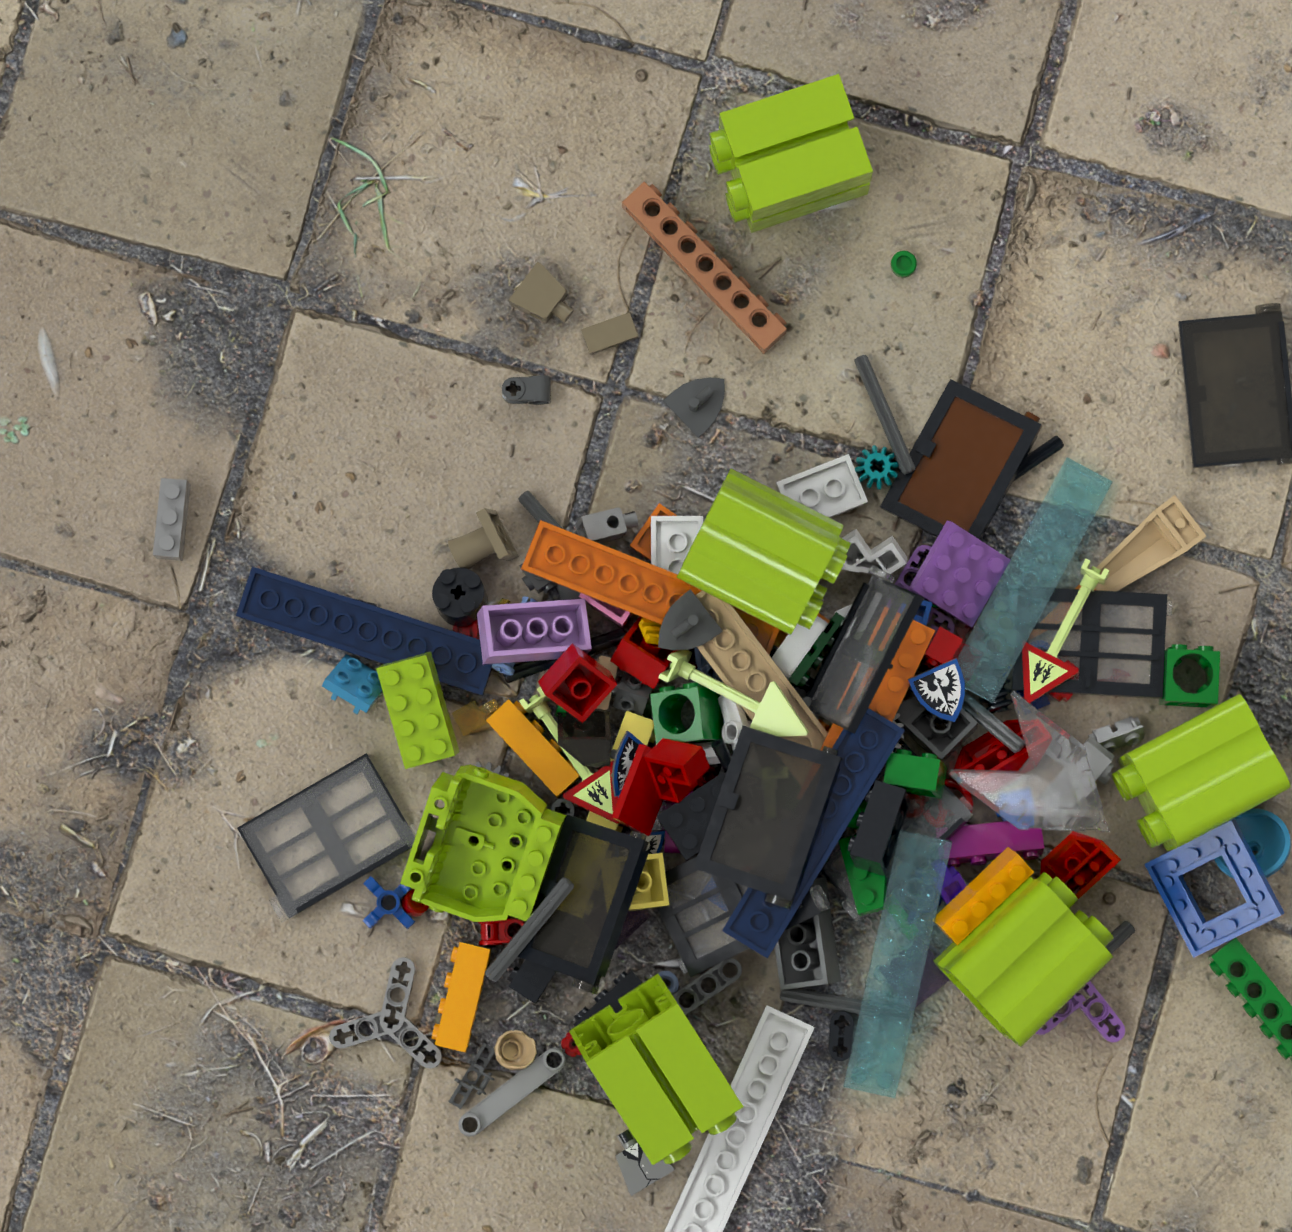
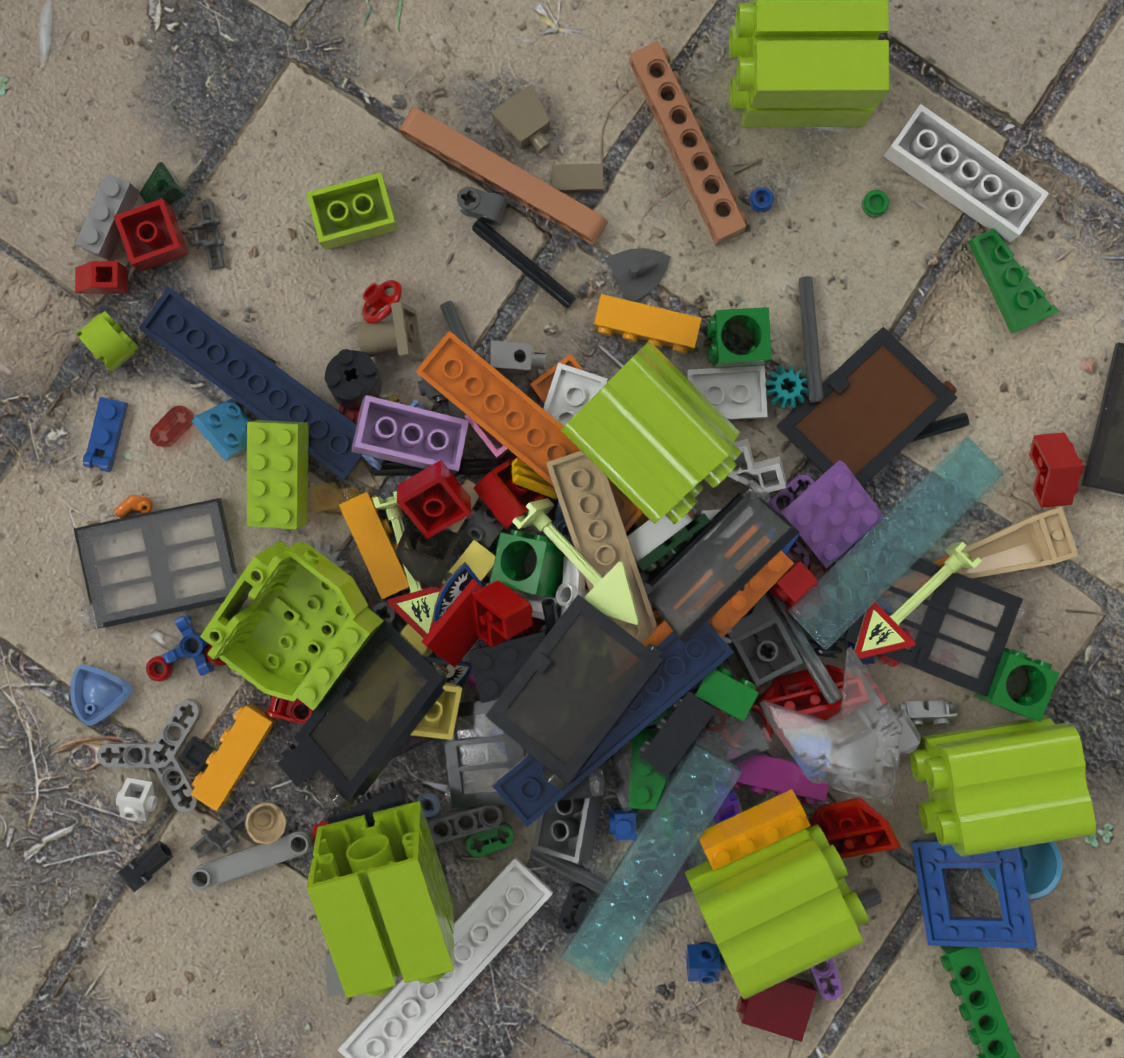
camera: 15 degrees right, 5 degrees up
(183, 580) = (101, 278): none -> red slope
(212, 638) = (107, 341): none -> lime brick
(213, 476) = (161, 185): none -> clear green slope
(220, 522) = (151, 235): none -> red brick
(234, 727) = (105, 434): none -> blue plate
(273, 512) = (203, 224): none -> dark grey piece
(285, 785) = (134, 503): none -> orange arm
(291, 697) = (176, 430): none -> clear red beam
(310, 980) = (96, 693): none -> medium blue hat
(353, 937) = (152, 672): none -> red plate
(383, 1068) = (136, 799): none -> white brick
(406, 436) = (352, 211): none -> lime brick
(408, 1138) = (141, 869): none -> black piece
(425, 1008) = (196, 753): none -> black tile
(456, 511) = (376, 297): none -> red piece
(529, 929) = (313, 717): dark grey axle -> none
(538, 355) = (503, 176): none -> nougat beam
(585, 432) = (523, 263): none -> black axle
(687, 625) = (557, 478): dark grey shield -> none
(722, 451) = (647, 324): none -> light orange brick
(741, 1002) = (492, 845): none -> green beam
(793, 289) = (764, 193): none -> blue plate
(826, 416) = (755, 321): none -> green brick
(859, 937) = (622, 823): none -> blue brick
(941, 689) = (780, 621): shield -> none
(978, 210) = (966, 174): none -> white brick
(982, 1044) = (704, 962): none -> blue brick
(1062, 303) = (1012, 289): none -> green wing
(1065, 1061) = (780, 1009): none -> dark red brick
(1159, 462) = (1056, 469): none -> red brick

